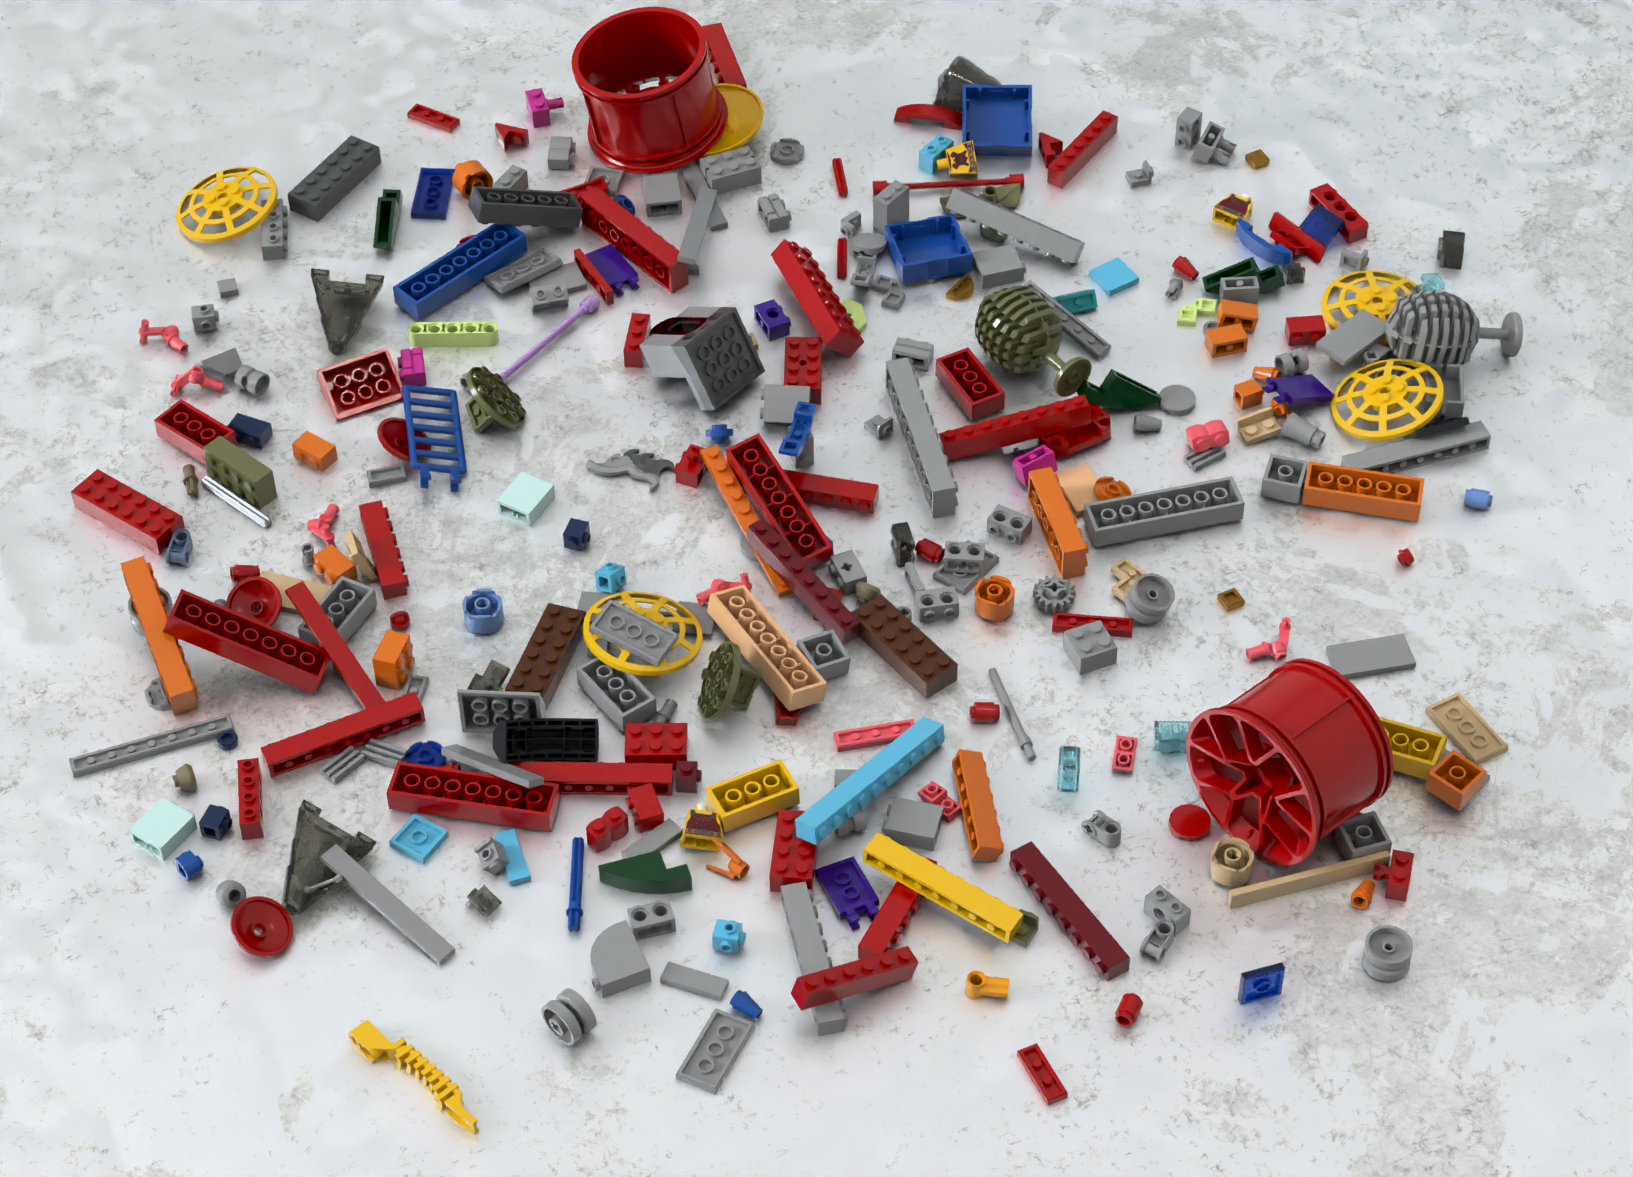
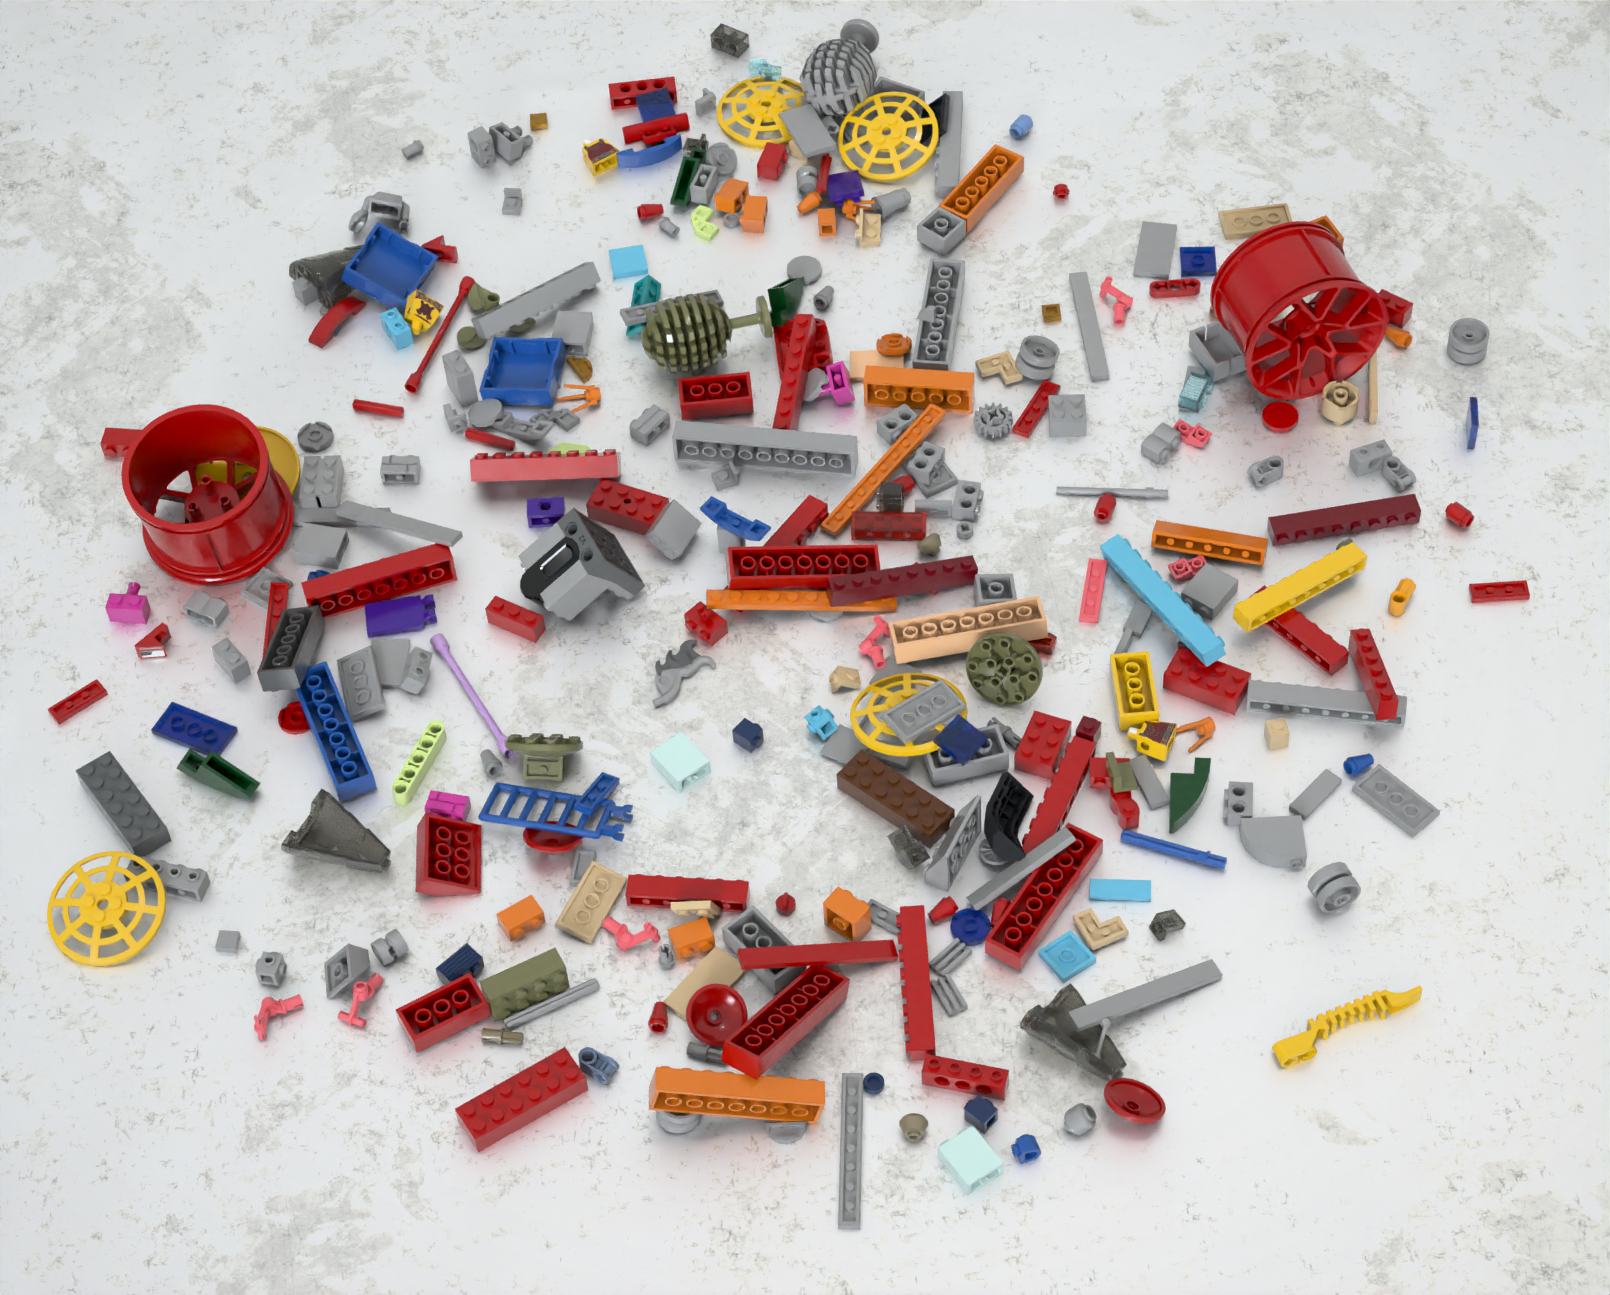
camera: 65 degrees left, 5 degrees up
(348, 489) = (591, 902): none -> tan tile
(436, 731) = (943, 909): none -> red cone
(452, 852) = (1098, 933): none -> tan plate
(465, 454) = (596, 794): none -> blue tile
(470, 174) = (208, 686): orange brick -> none
(483, 611) = (815, 831): medium blue brick -> none
(492, 855) = (1113, 901): light grey brick -> none
(594, 277) = (405, 629): red tile -> none
(616, 672) = (960, 740): none -> clear blue tile
(631, 804) = (1120, 774): none -> olive panel
(675, 582) = (844, 677): none -> tan bracket
(719, 433) = (675, 591): blue plate -> none
(728, 936) = (1283, 753): medium azure brick -> none
(753, 924) = (1276, 733): none -> tan brick
(809, 775) = (1125, 641): none -> light grey tile
(846, 571) = (898, 550): light grey brick -> none
(848, 890) = (1264, 657): dark purple tile -> none
(876, 556) = (888, 526): none -> clear red brick
(905, 647) = (1008, 536): reddish brown brick -> none
(927, 302) = (592, 395): none -> orange plant
(945, 530) = (883, 469): none -> orange plate
(994, 598) = (982, 459): orange brick -> none
(1068, 769) = (1200, 468): clear light blue brick -> none
(1076, 94) = (381, 205): none -> light grey torso
(1082, 149) = (457, 227): red brick -> none
(1095, 732) = (1161, 442): none -> light grey brick
(1148, 494) = (928, 314): none -> light grey tile
(1170, 92) = (410, 150): none -> light grey pin
(1194, 457) = (877, 264): light grey tile -> none
(1209, 435) = (865, 261): coral brick -> none
(1229, 633) = (1089, 326): none -> light grey tile
(1280, 292) = (722, 157): none -> light grey tile
(1307, 370) = (823, 173): none -> red axle
(1380, 694) = (1197, 261): none -> clear blue tile

